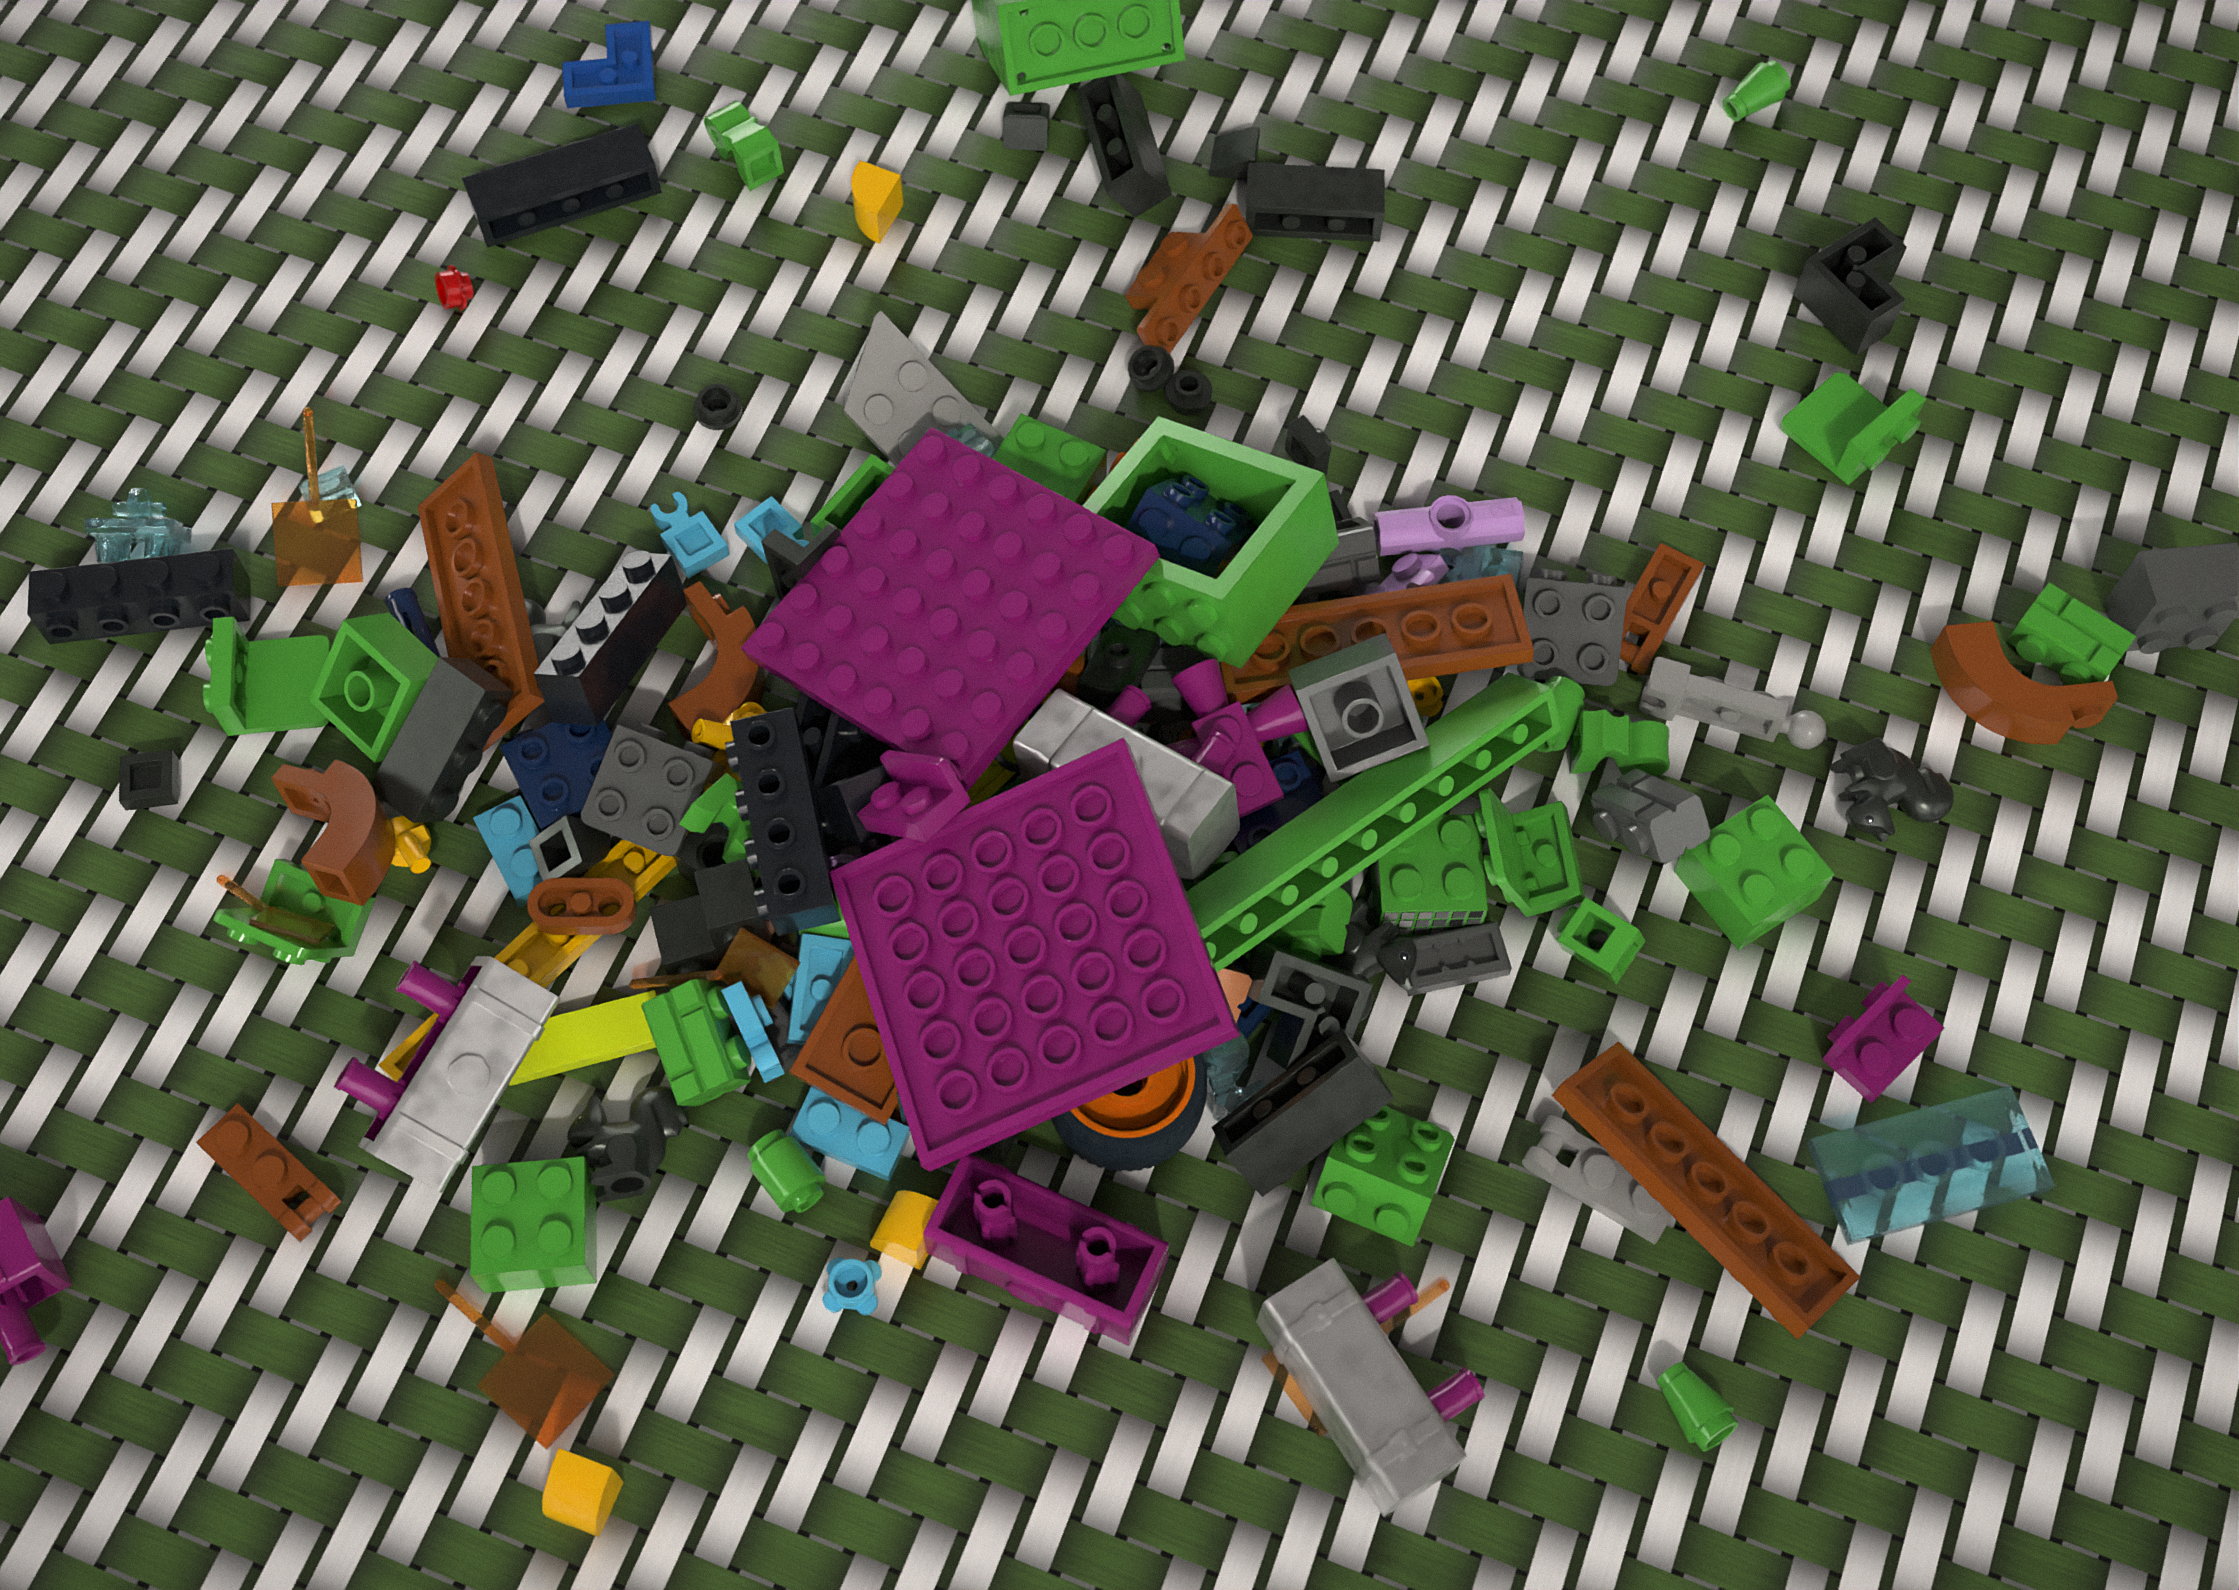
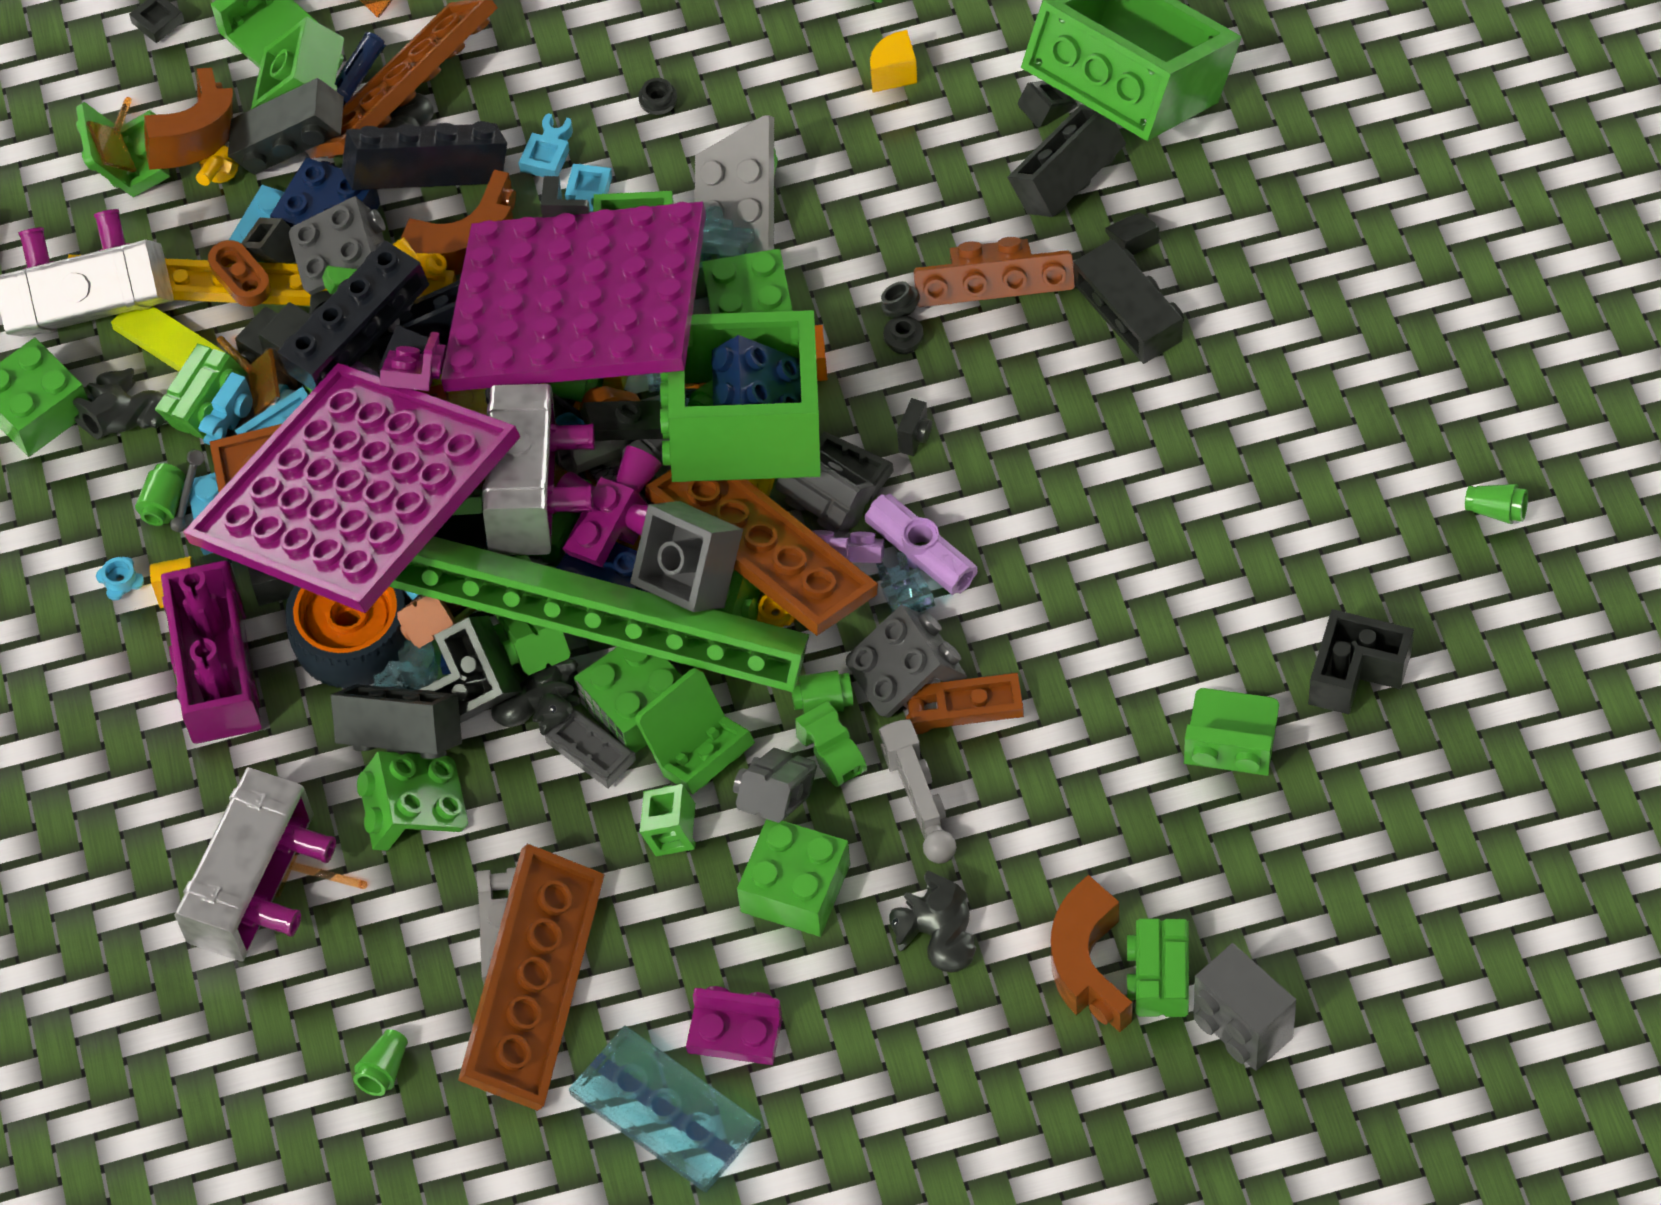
camera: 60 degrees right, 5 degrees down
(785, 1103) = (195, 459): none -> dark grey hinge

